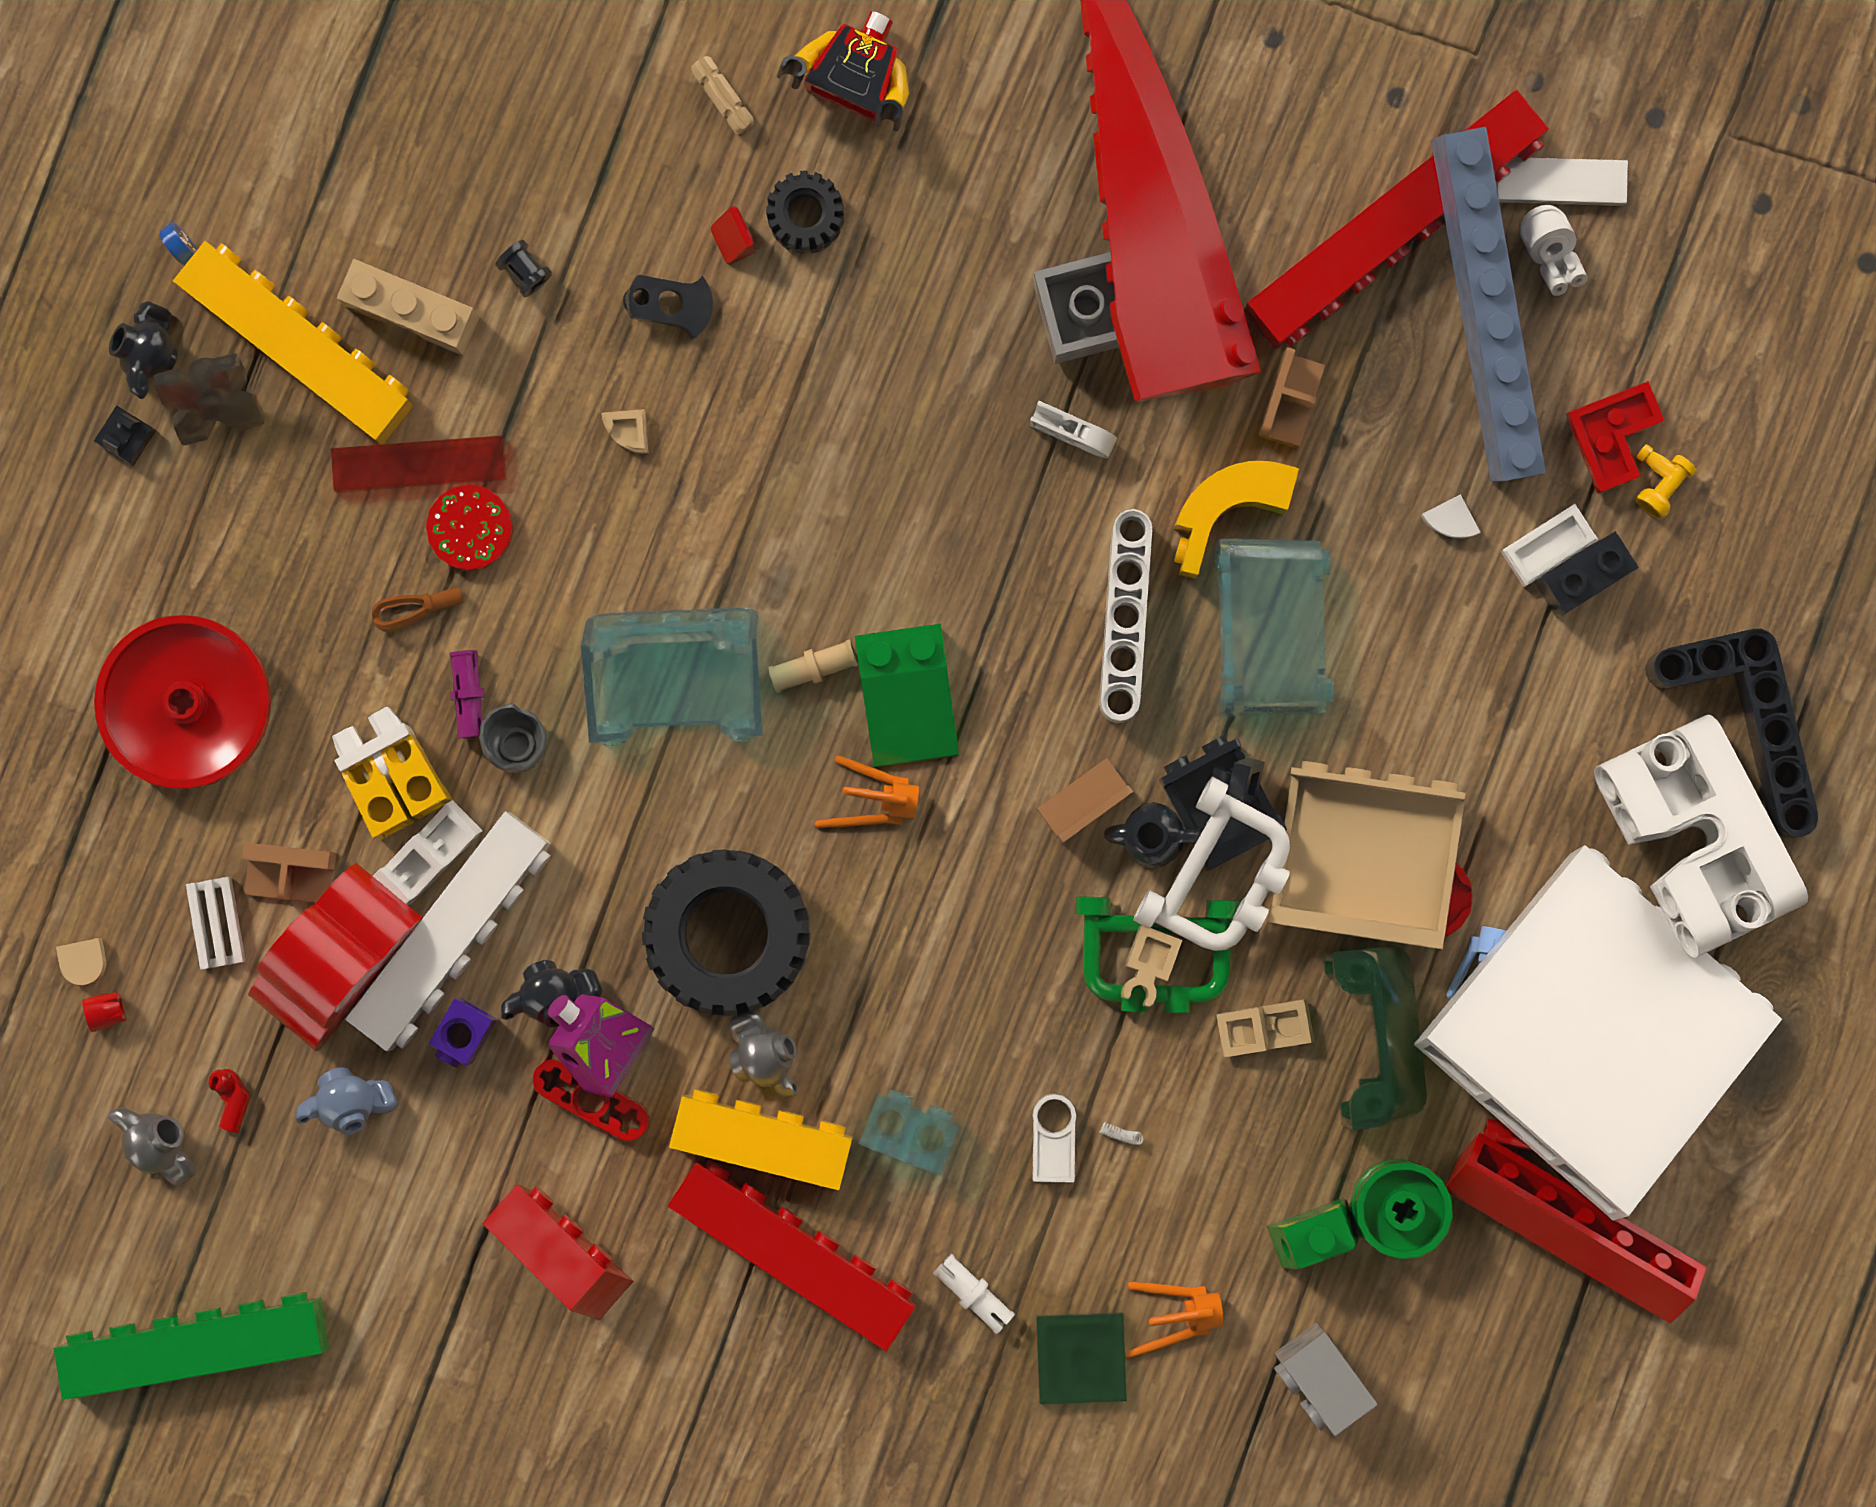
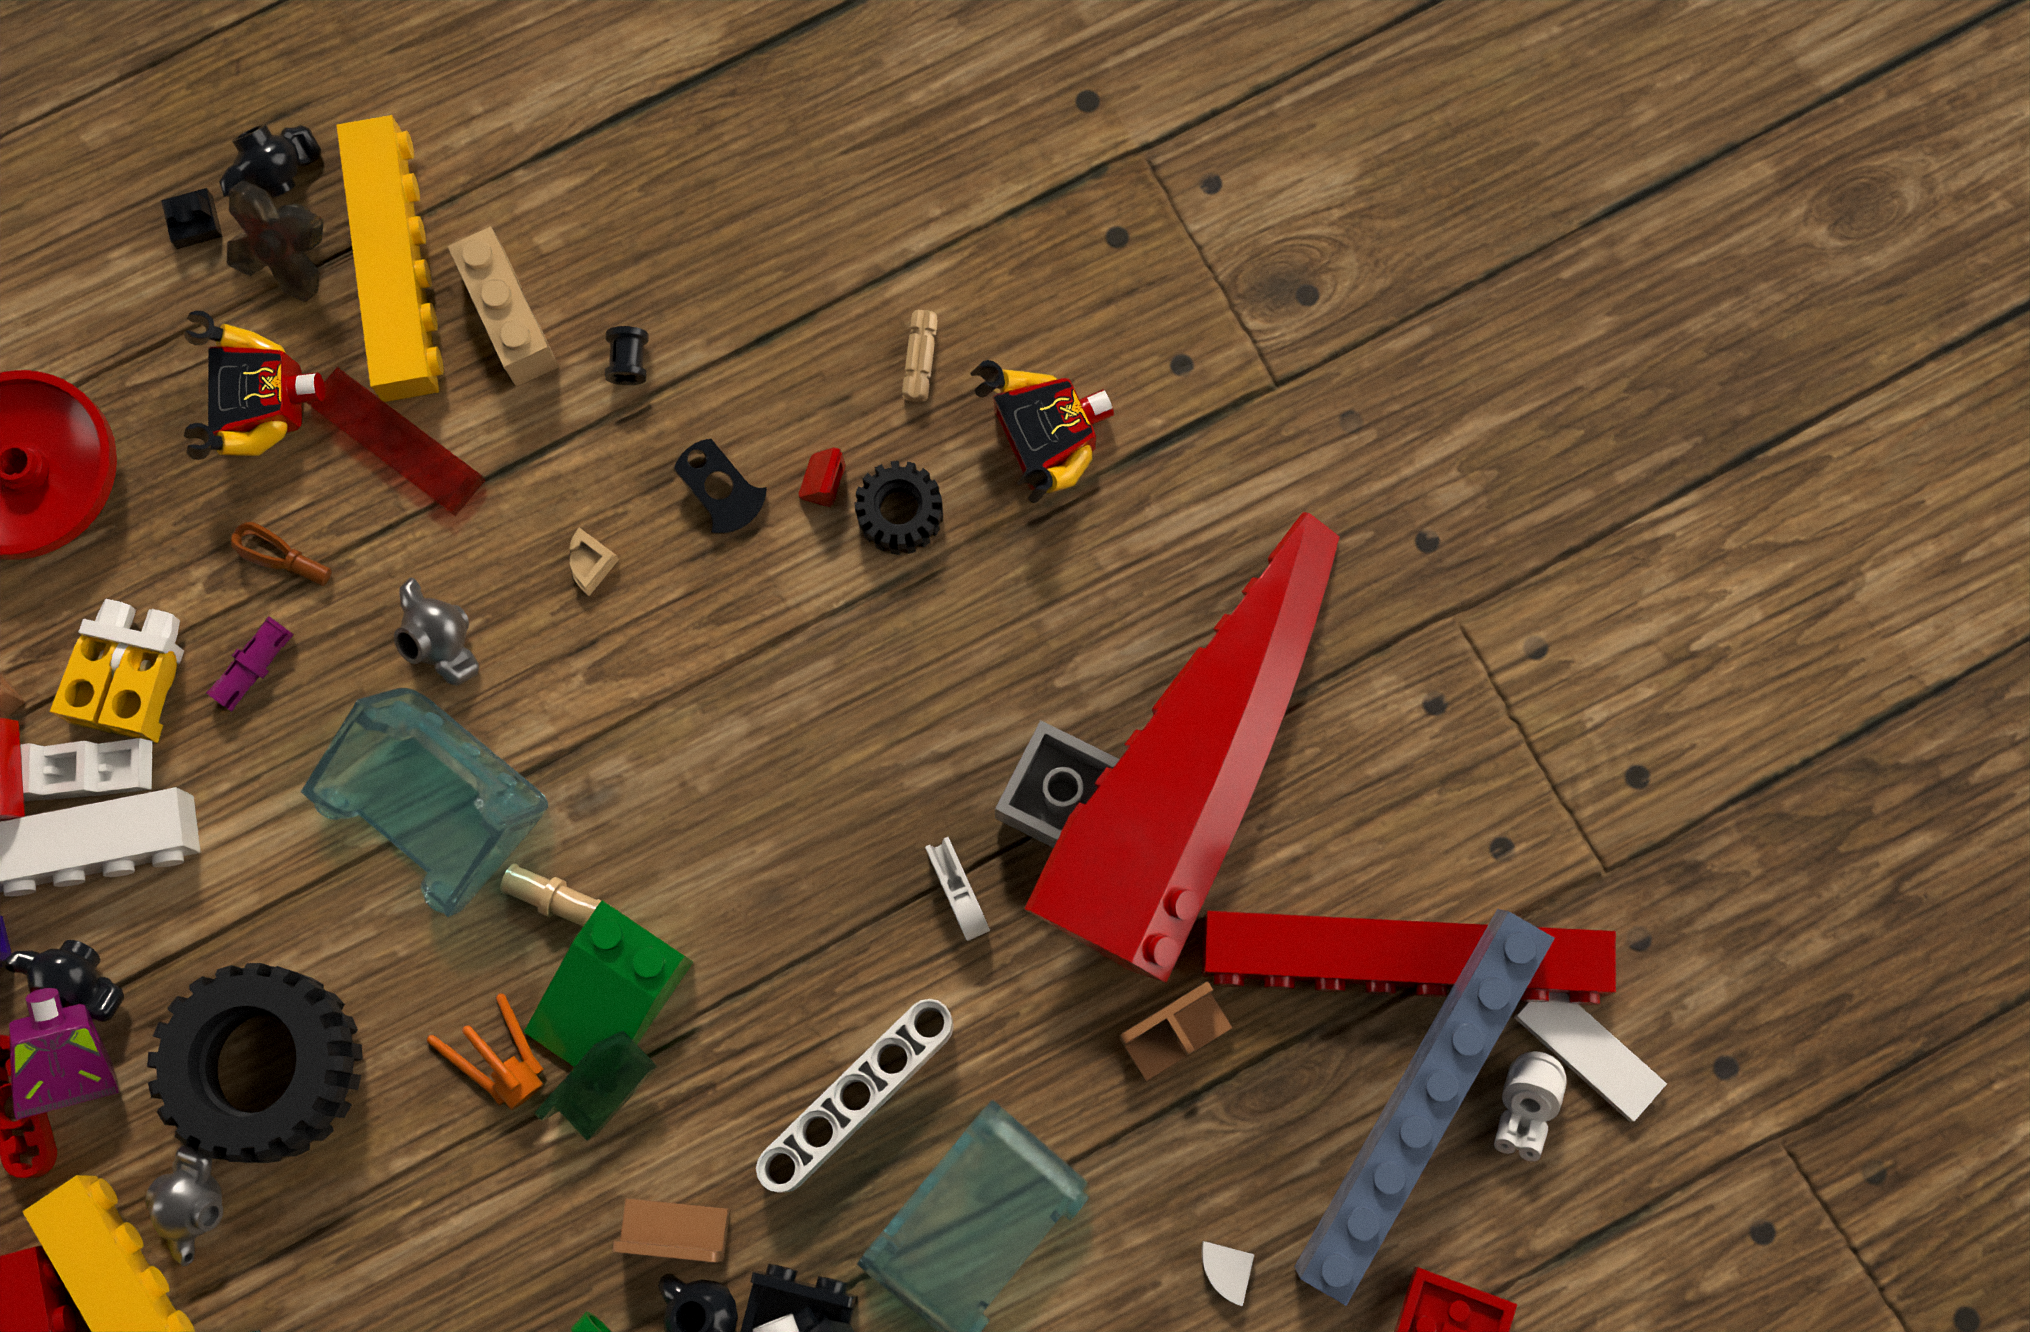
camera: 40 degrees right, 10 degrees down
(177, 243) = (375, 100): blue tile -> none
(292, 515) = (251, 391): none -> torso
(469, 527) = (385, 528): red tile -> none
(512, 739) = (245, 732): dark grey hair -> none
(576, 566) = (434, 634): none -> flat silver piece
(959, 752) = (599, 1084): none -> clear green panel
(1244, 484) = (1041, 1060): yellow arch -> none

